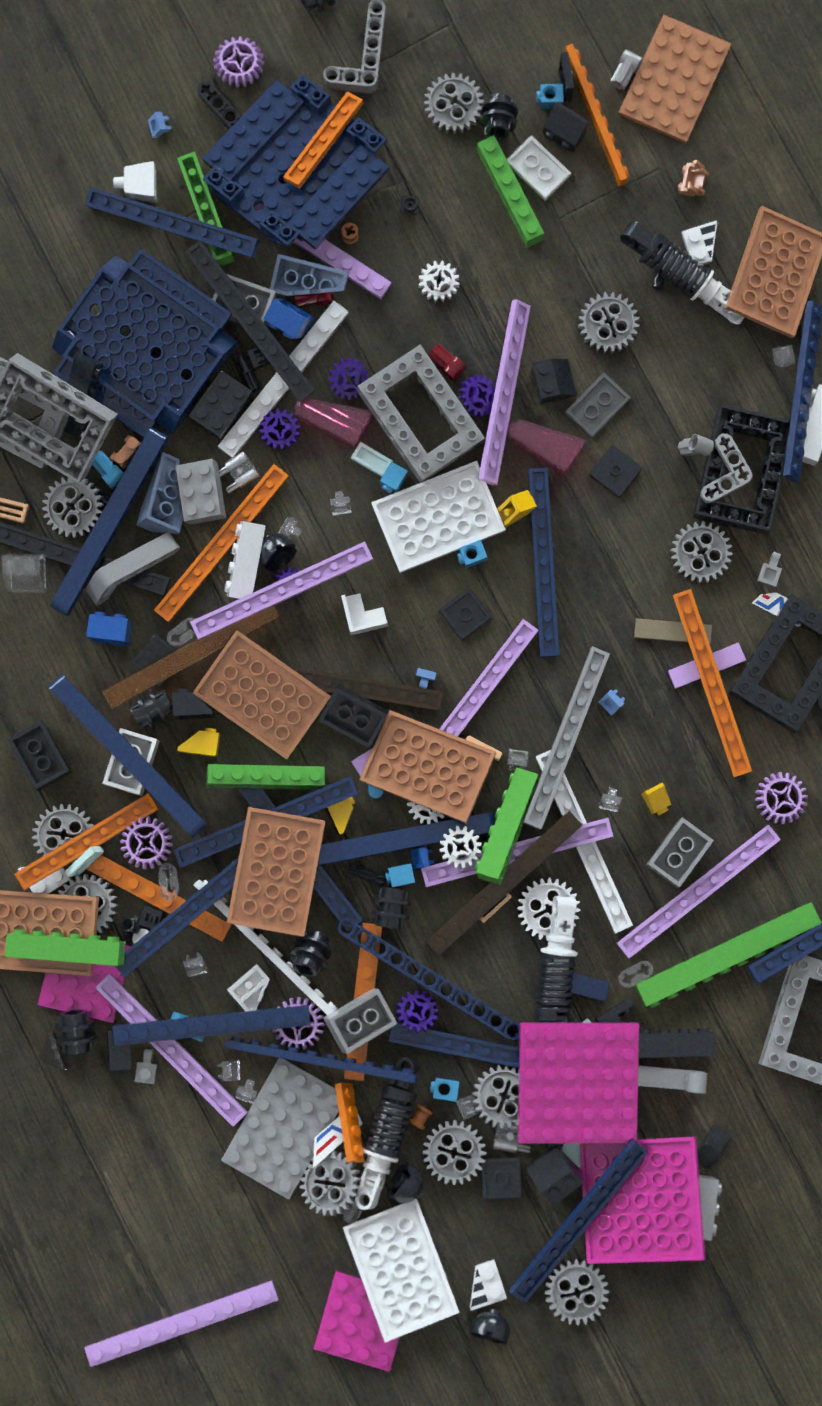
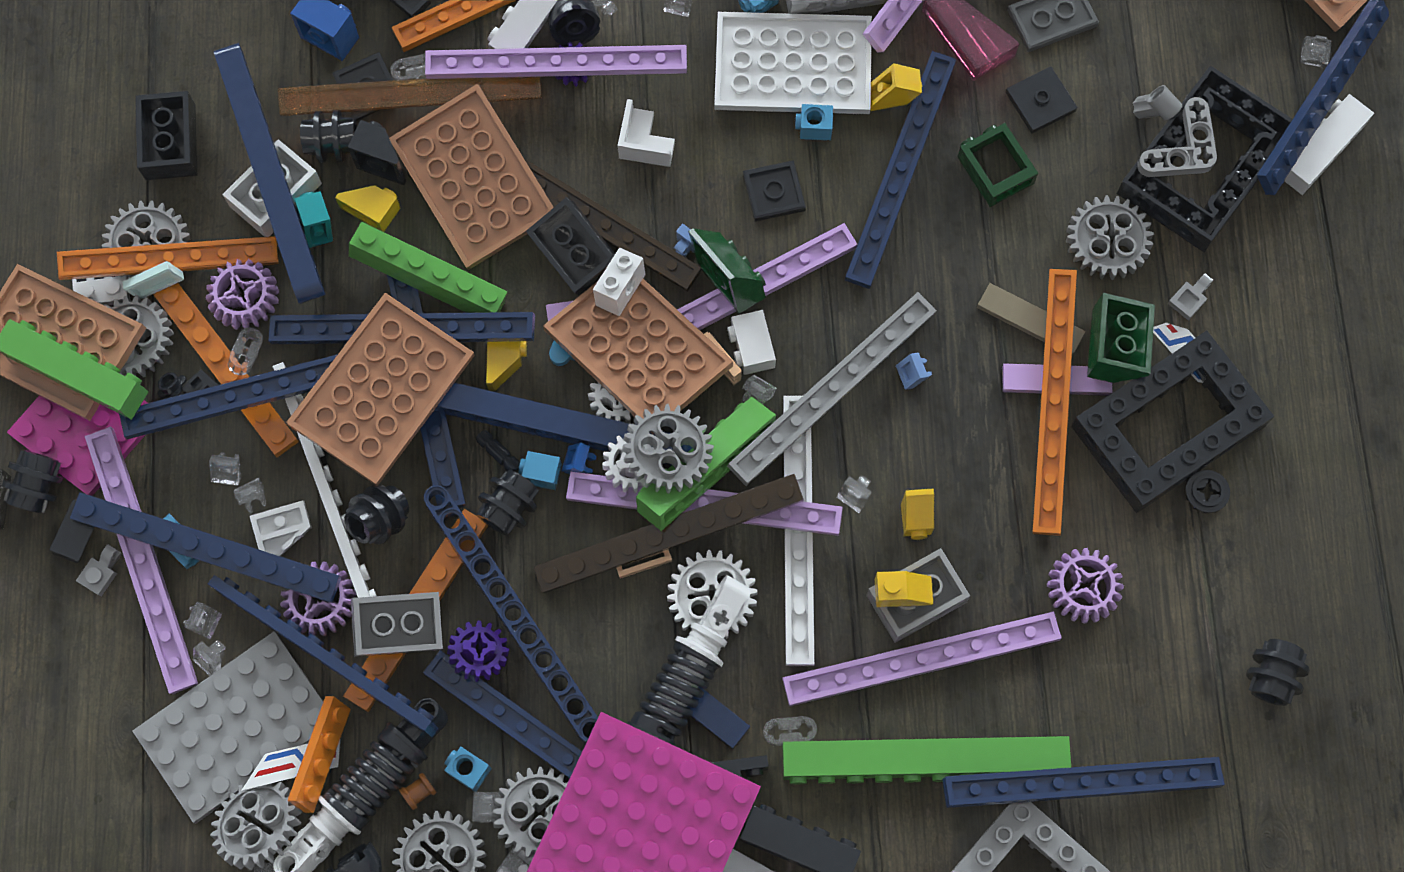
camera: 25 degrees right, 10 degrees down
(171, 771) = (314, 218): none -> teal brick
(218, 974) = (249, 492): none -> clear tile
(397, 729) = (619, 281): none -> white brick
(463, 687) = (727, 269): none -> dark green slope
(487, 814) = (650, 463): none -> light grey gear
(499, 728) = (752, 342): none -> white brick
(610, 555) = (1007, 187): none -> dark green window
(671, 856) = (903, 589): none -> yellow slope
(738, 623) = (1120, 339): none -> dark green slope

